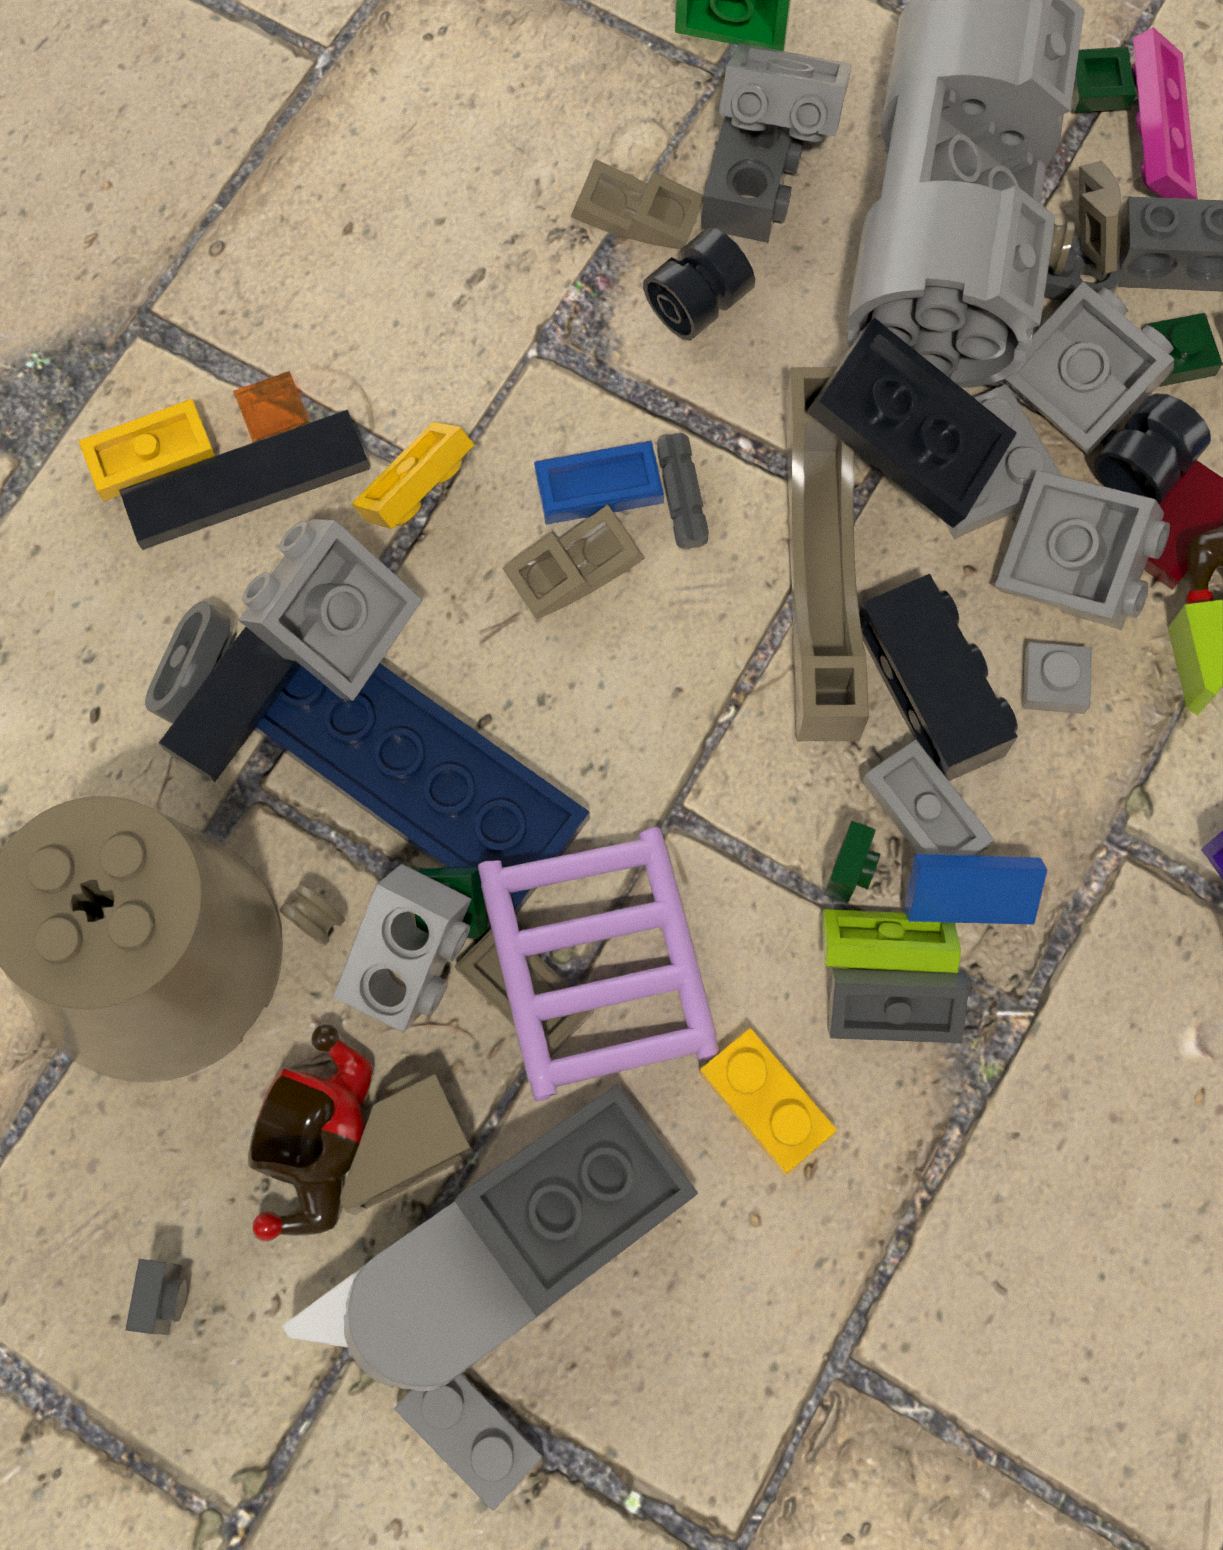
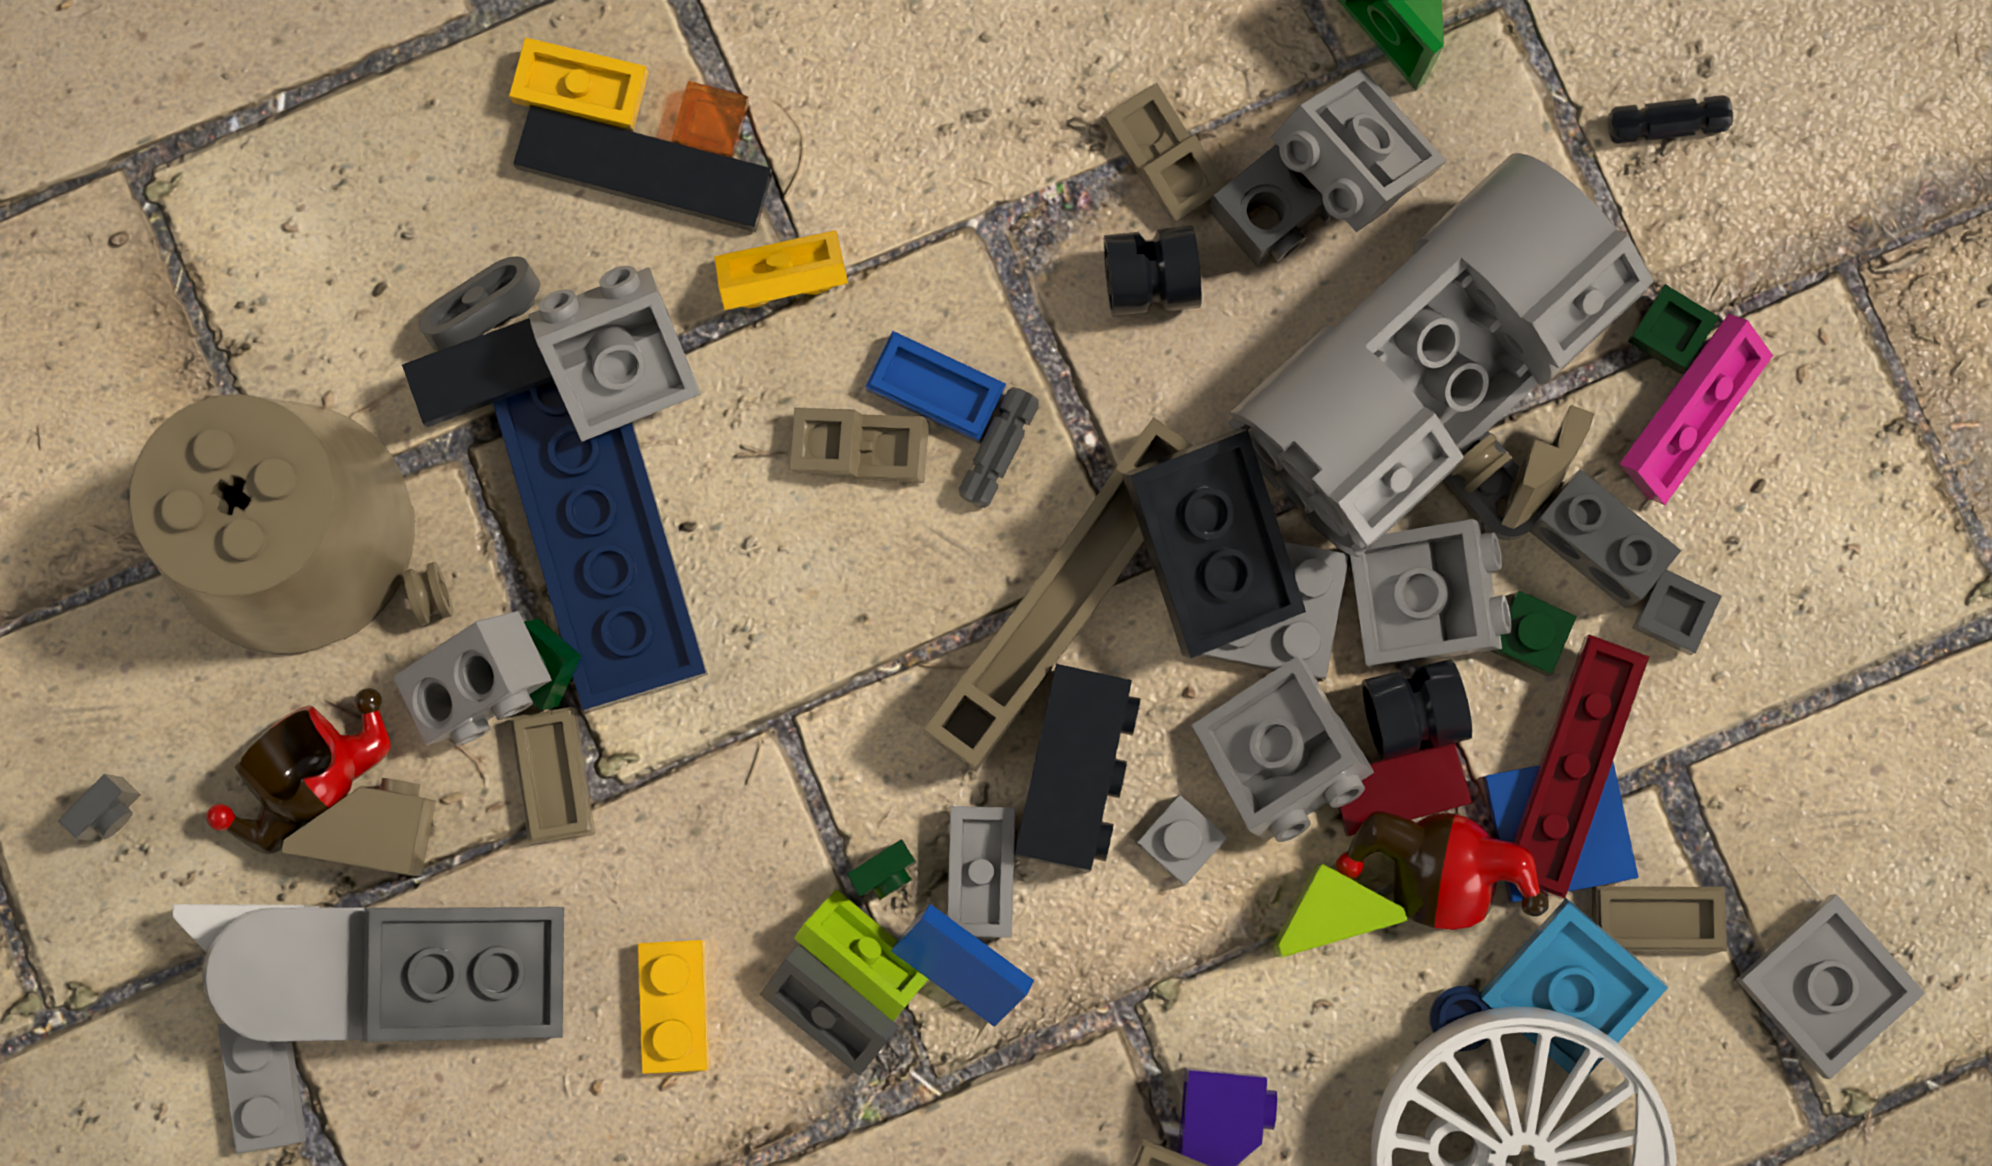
camera: 35 degrees right, 10 degrees up
(531, 1009) = (537, 801): lavender bar -> none

